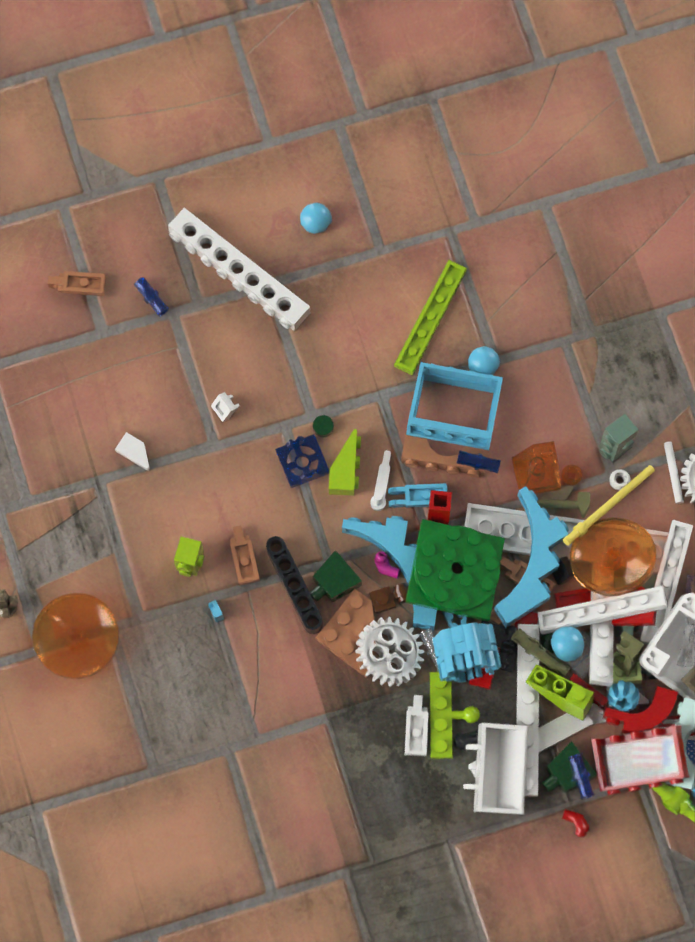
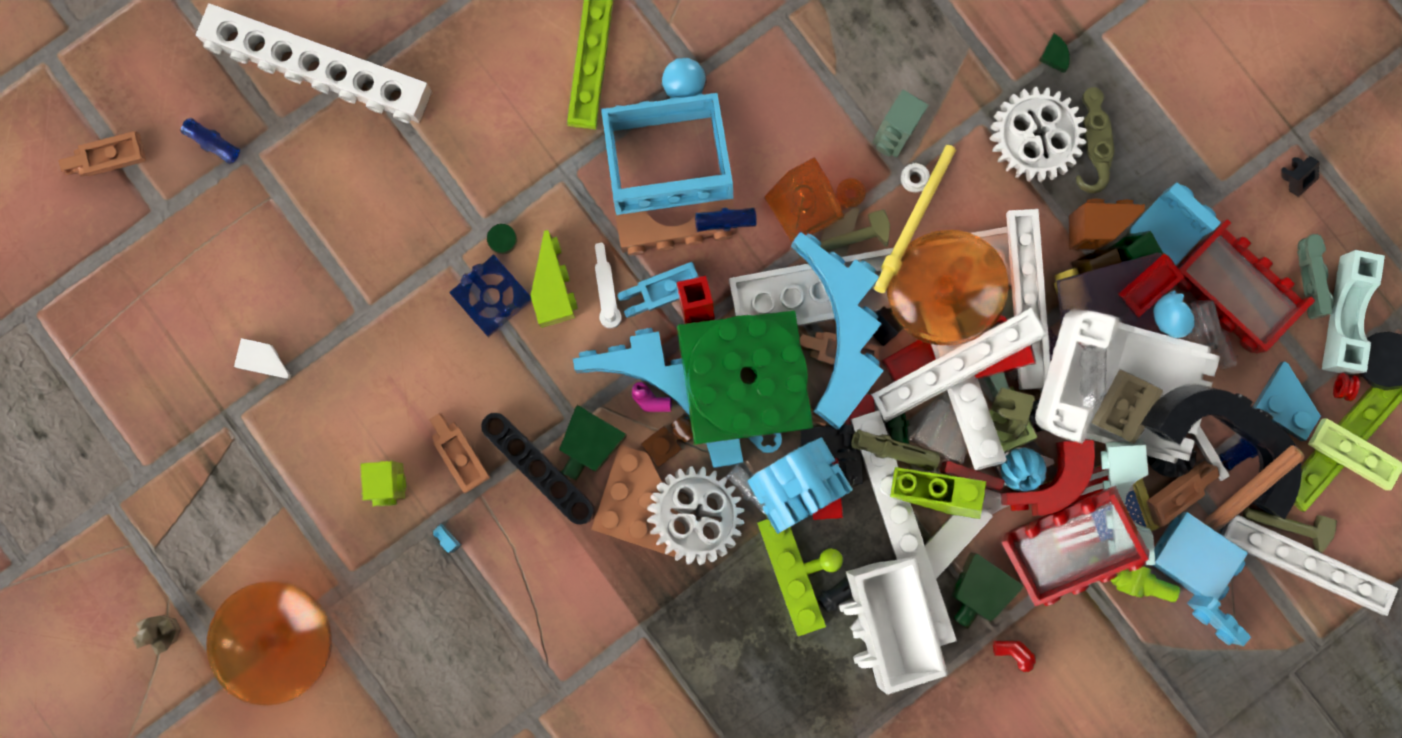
camera: 25 degrees left, 10 degrees up
(224, 406) = (360, 258): white tile -> none
(416, 728) = (766, 604): white hinge -> none
(567, 643) = (927, 425): medium azure hair -> none
(585, 789) = (1018, 614): clear blue pin -> none
(673, 472) = (981, 144): white bar -> none

